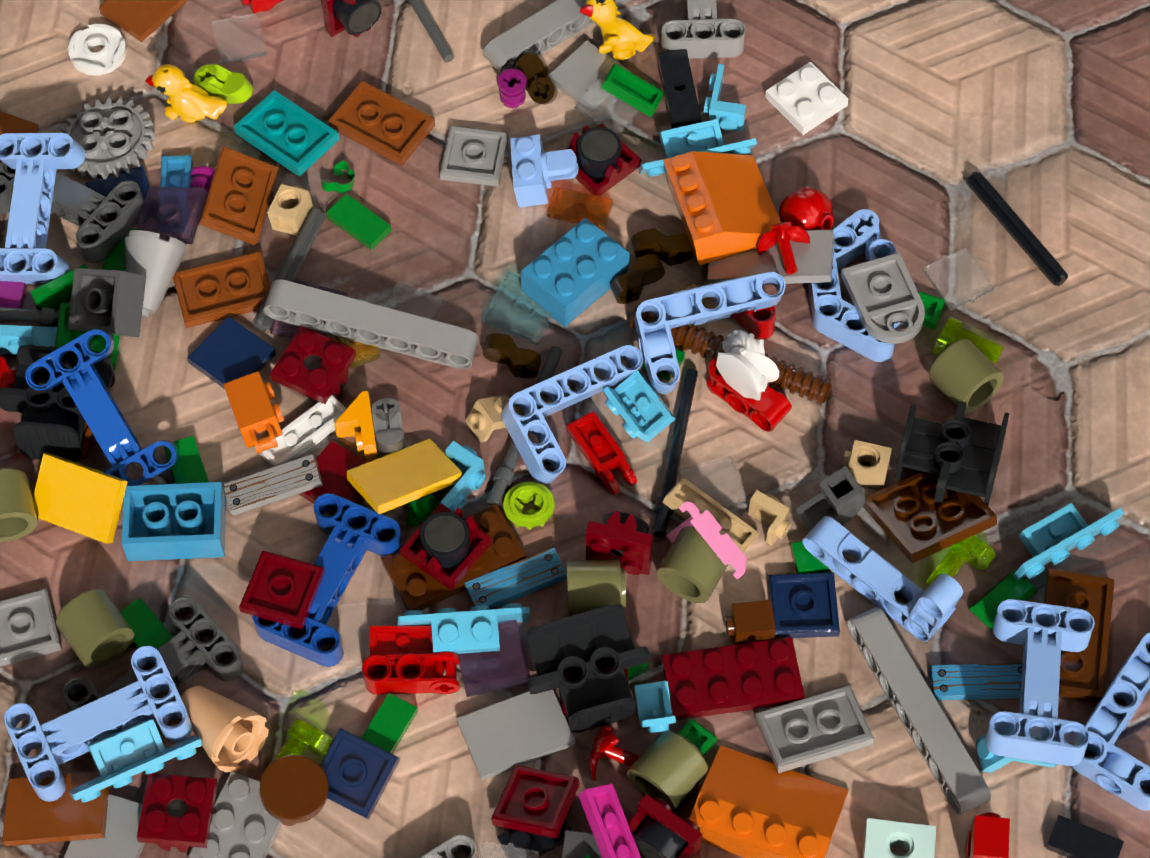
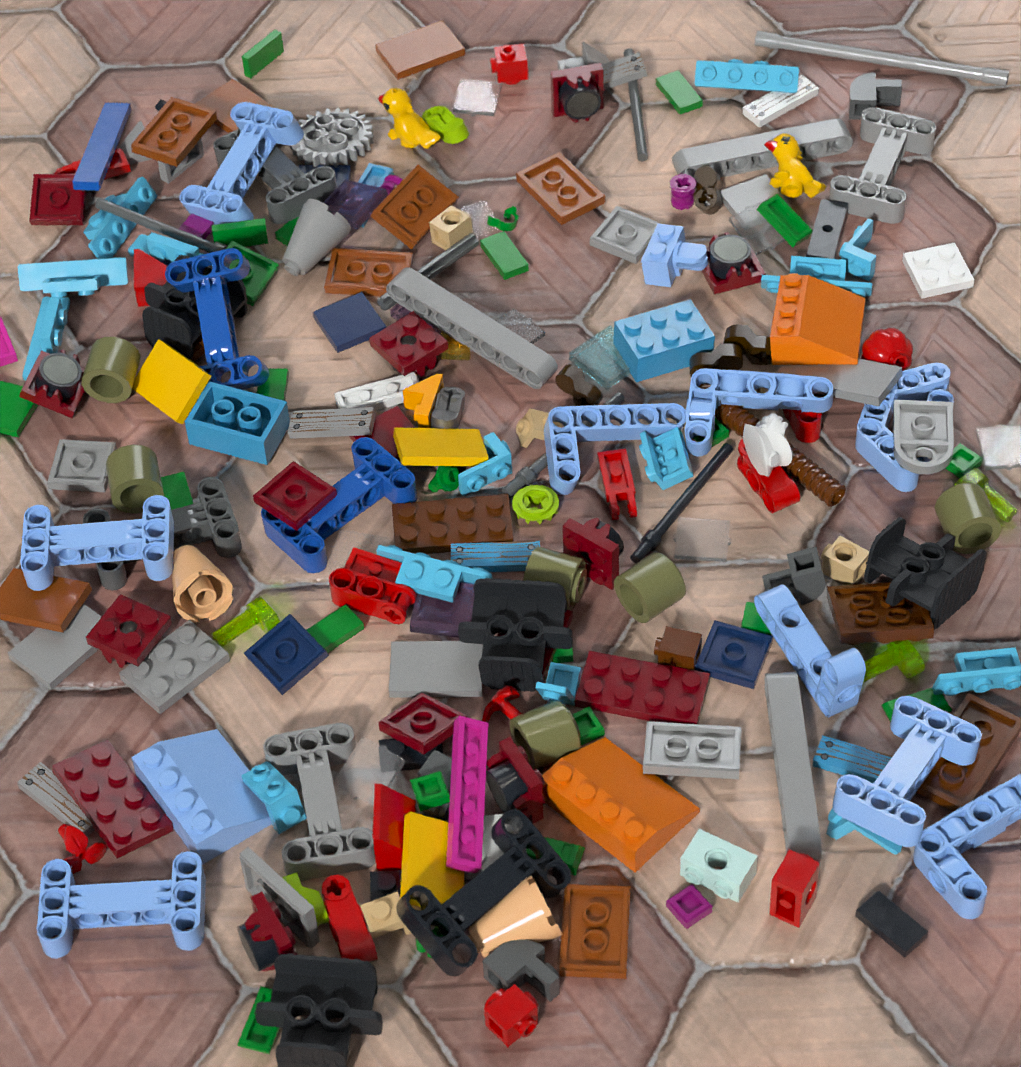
camera: 25 degrees right, 10 degrees down
(97, 62) = (348, 82): white tile -> none
(107, 301) = (268, 246): dark grey slope -> none
(130, 753) = (110, 571): medium azure bracket -> none
(254, 412) = (344, 363): orange brick -> none
(286, 133) = (478, 173): teal plate -> none
(293, 789) = (228, 645): reddish brown tile -> none
(446, 545) = (446, 506): piece -> none
(575, 206) = (706, 301): clear orange plate -> none
(709, 530) = (675, 573): bright pink piece -> none
(737, 529) = (681, 551): tan tile -> none
(772, 513) = (740, 573): tan bracket -> none
(782, 234) = (848, 359): red plant -> none

